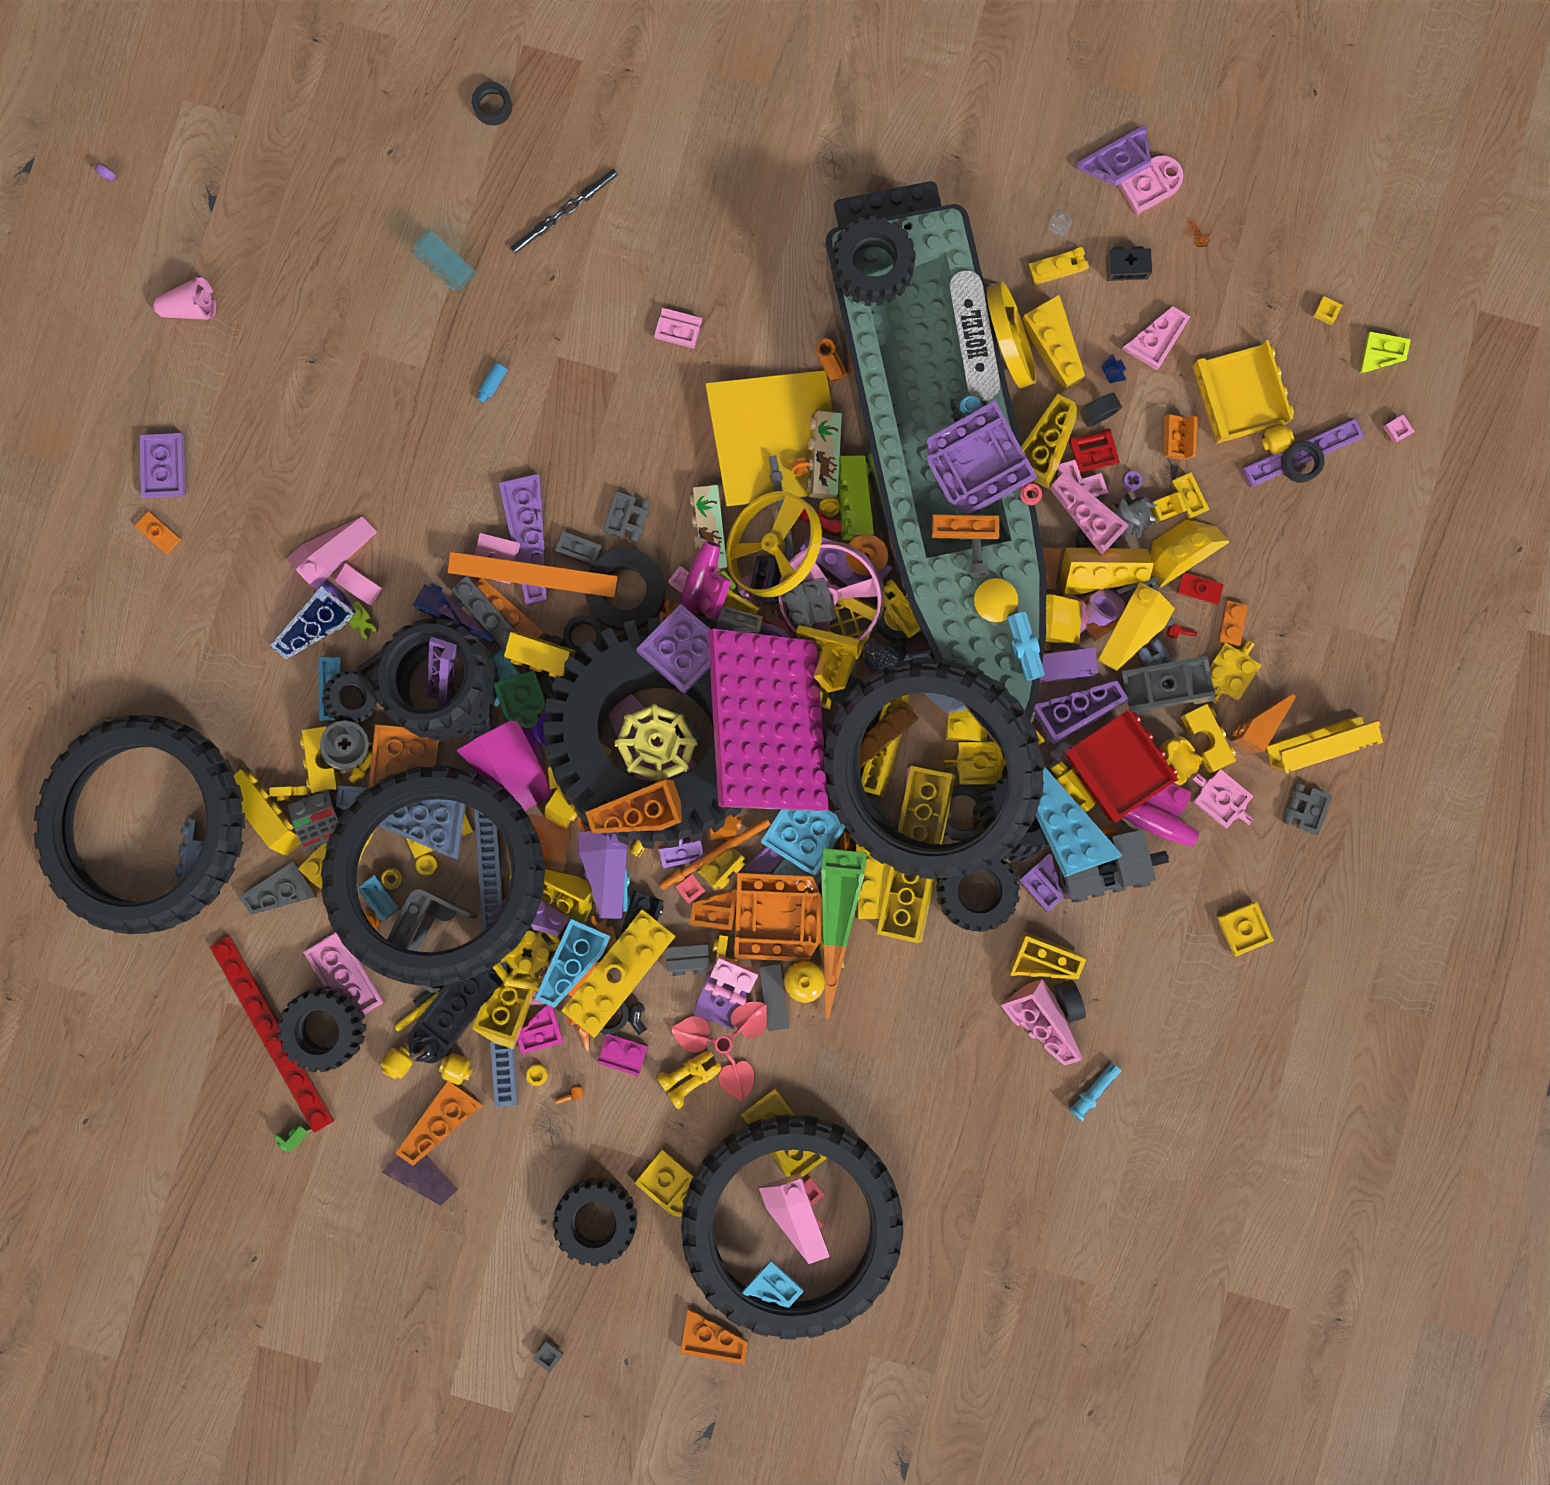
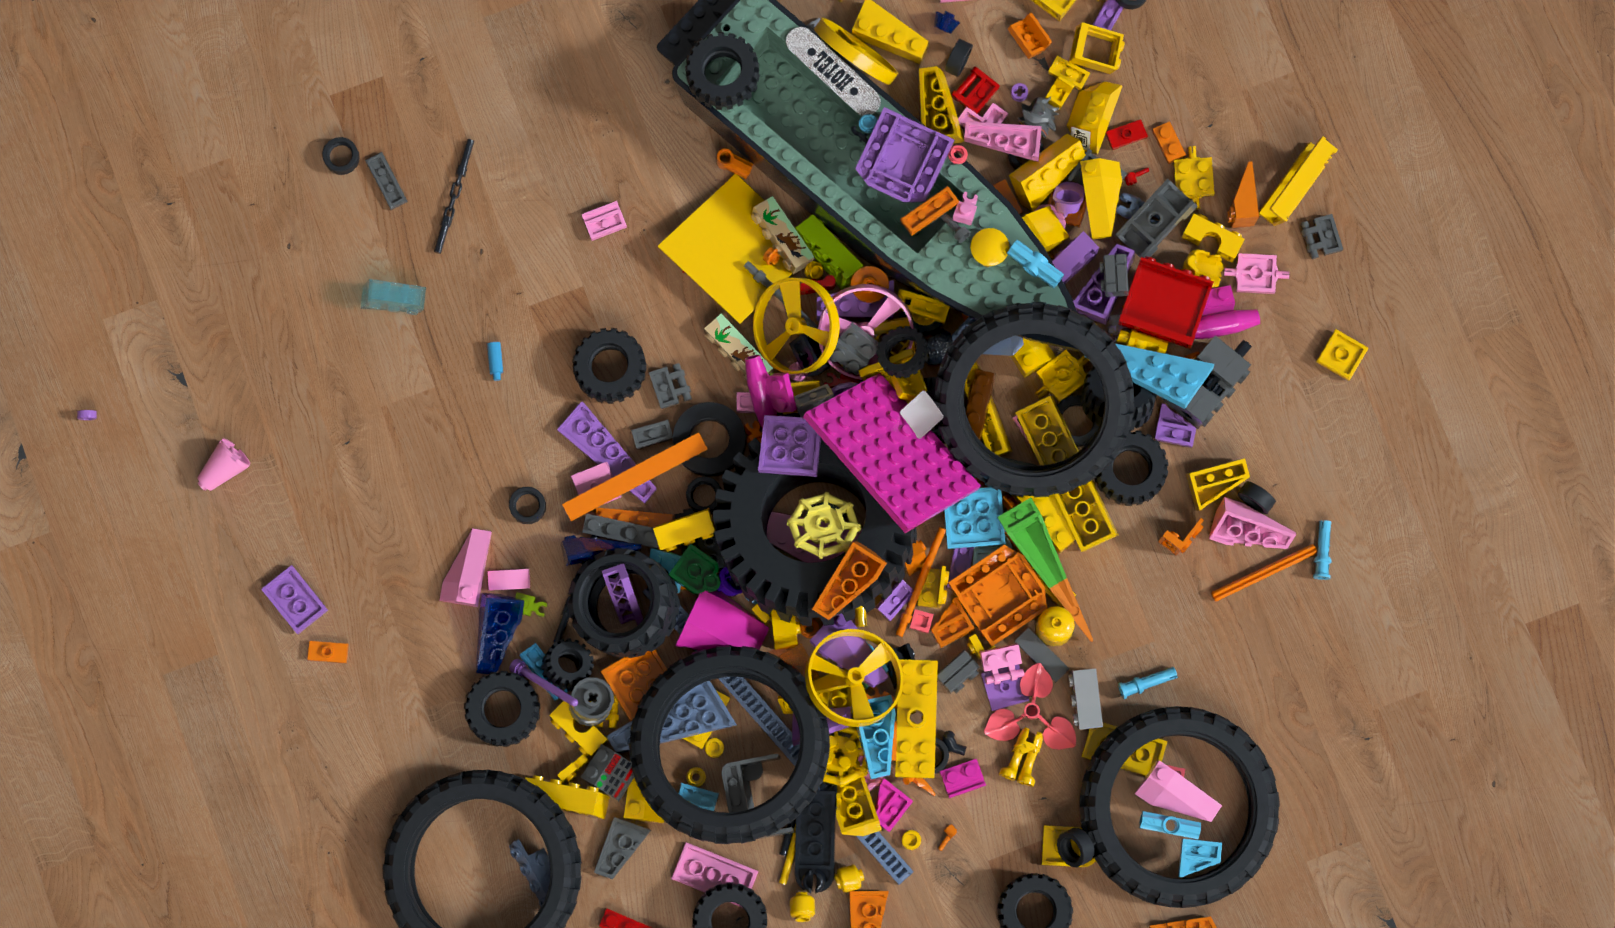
camera: 30 degrees left, 5 degrees down
(239, 687) = (483, 690): none -> black tyre
(309, 670) = (520, 668): none -> medium lavender piece
(412, 519) = (525, 519): none -> black tyre
(515, 155) = (386, 181): none -> dark grey tile
(576, 434) = (600, 342): none -> black tyre
(586, 898) = (854, 677): none -> yellow piece
(680, 1197) = (1066, 851): none -> black tyre
(778, 1251) = (1182, 827): none -> medium azure piece
(781, 1067) = (1085, 699): none -> light grey wedge
(821, 707) = (921, 414): none -> white sticker
(840, 1088) = (1138, 684): none -> medium azure pin
(851, 656) = (911, 366): none -> black tyre
(965, 985) = (1172, 540): none -> orange bracket
(999, 550) = (965, 210): none -> bright pink plate
(1027, 1071) = (1264, 572): none -> orange axle
(1093, 709) = (1115, 275): none -> dark grey brick
(1159, 560) = (1083, 136): none -> white sticker
(1233, 466) = (1078, 44): none -> yellow window

